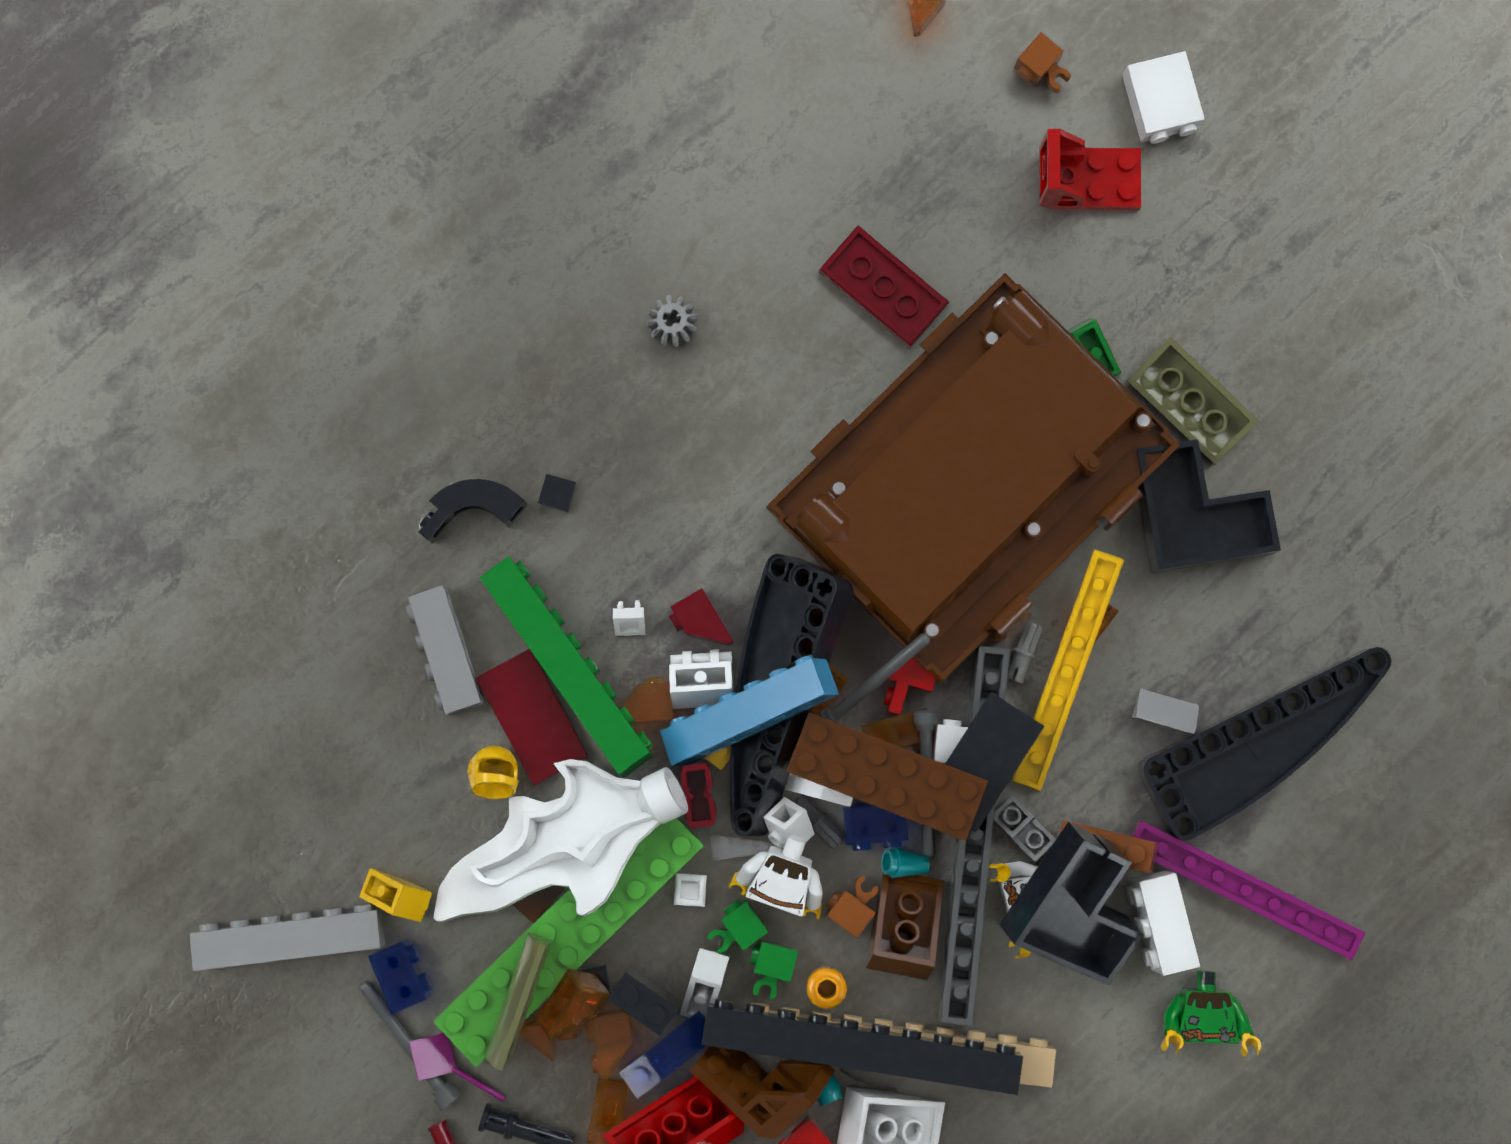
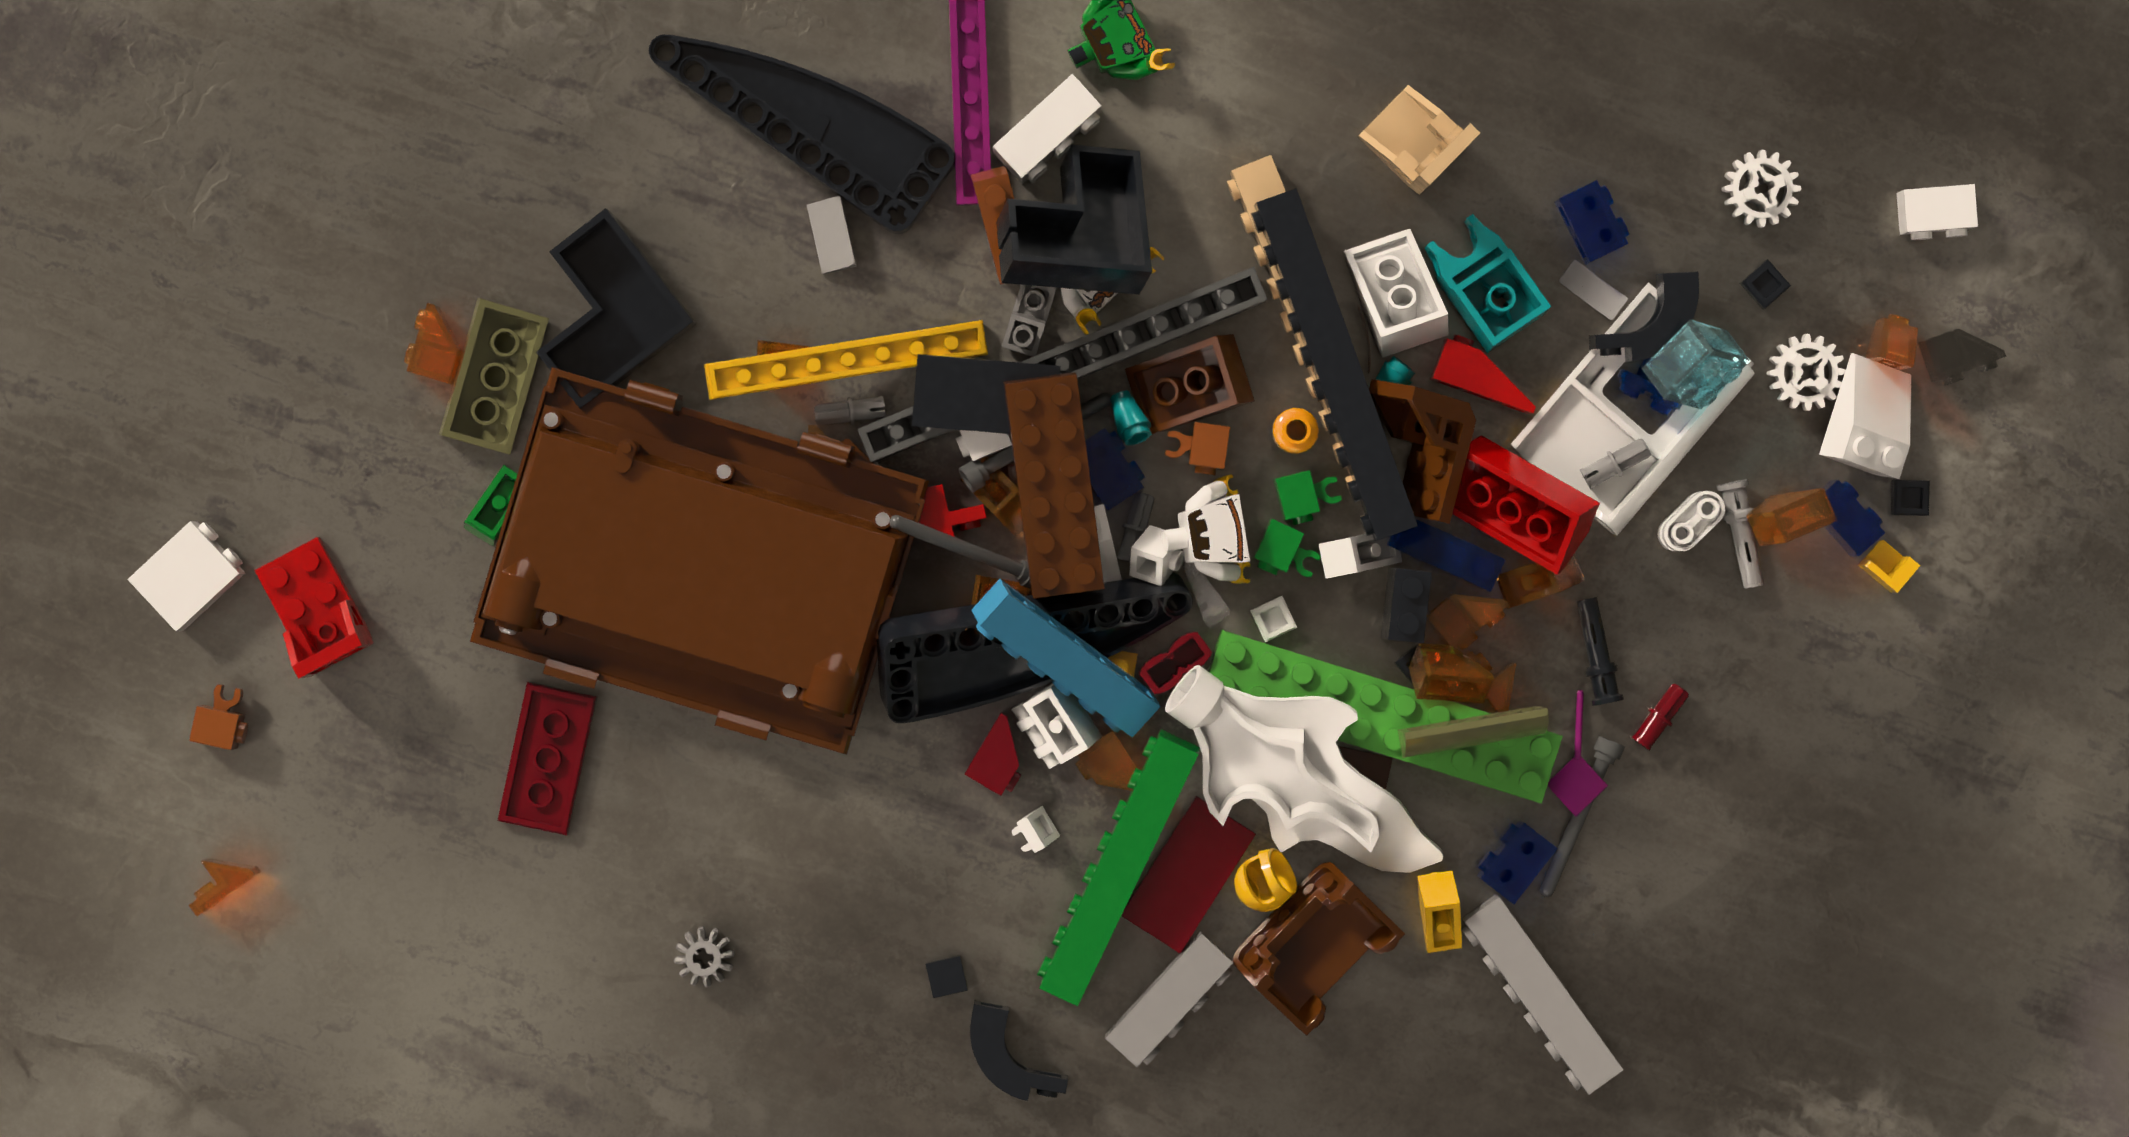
camera: 120 degrees left, 5 degrees up
(425, 782) = (1313, 944): none -> reddish brown windscreen
(1238, 369) = (436, 347): none -> clear orange slope

